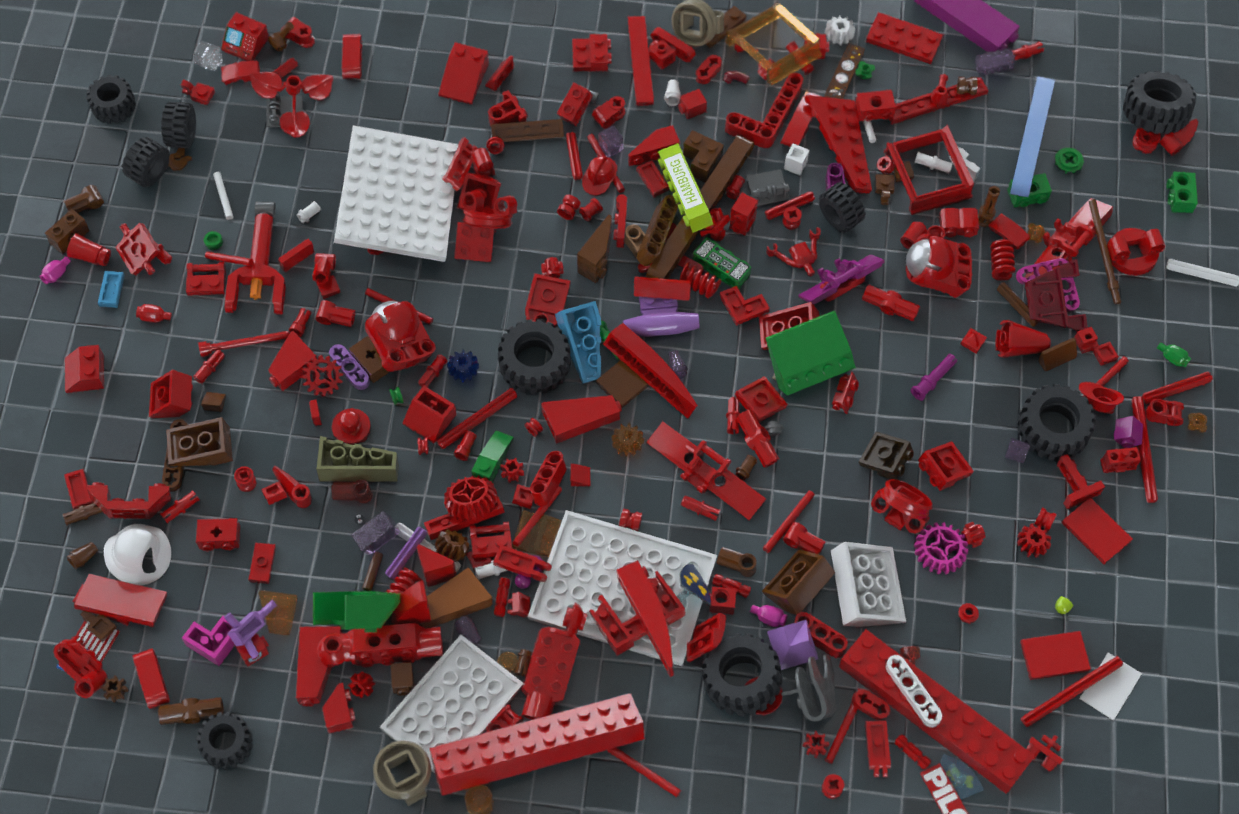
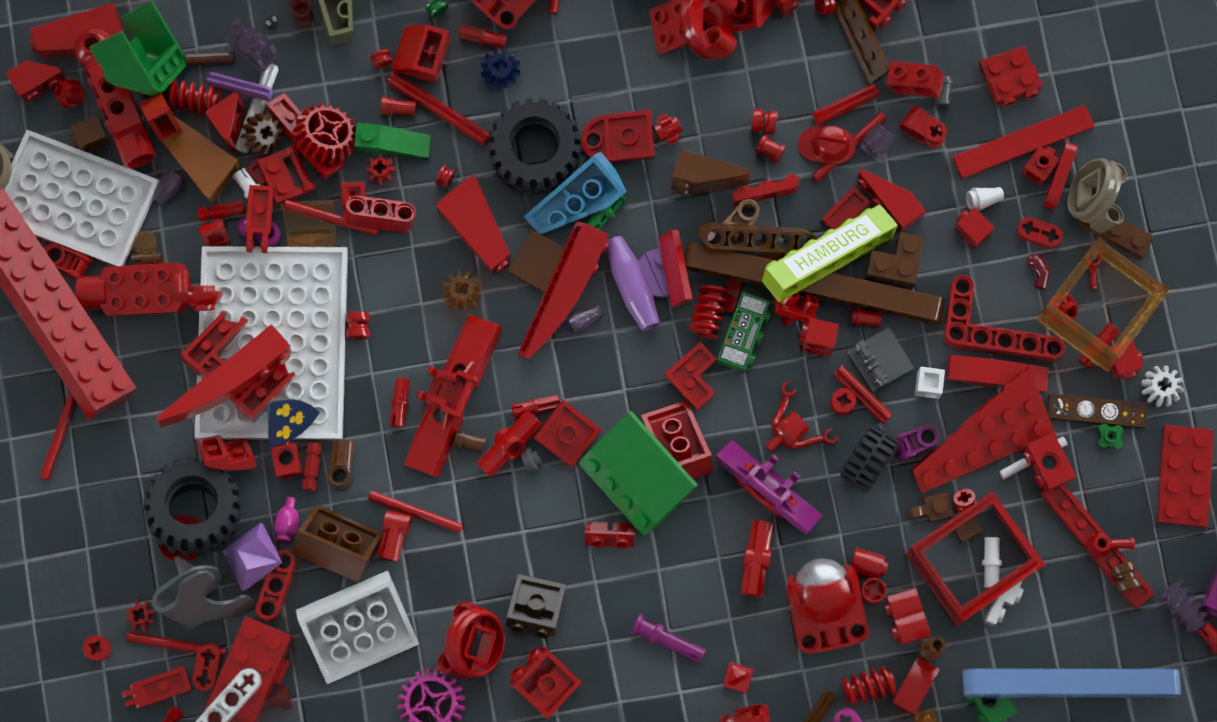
camera: 75 degrees right, 15 degrees up
(580, 475) = (400, 250): red slope -> none

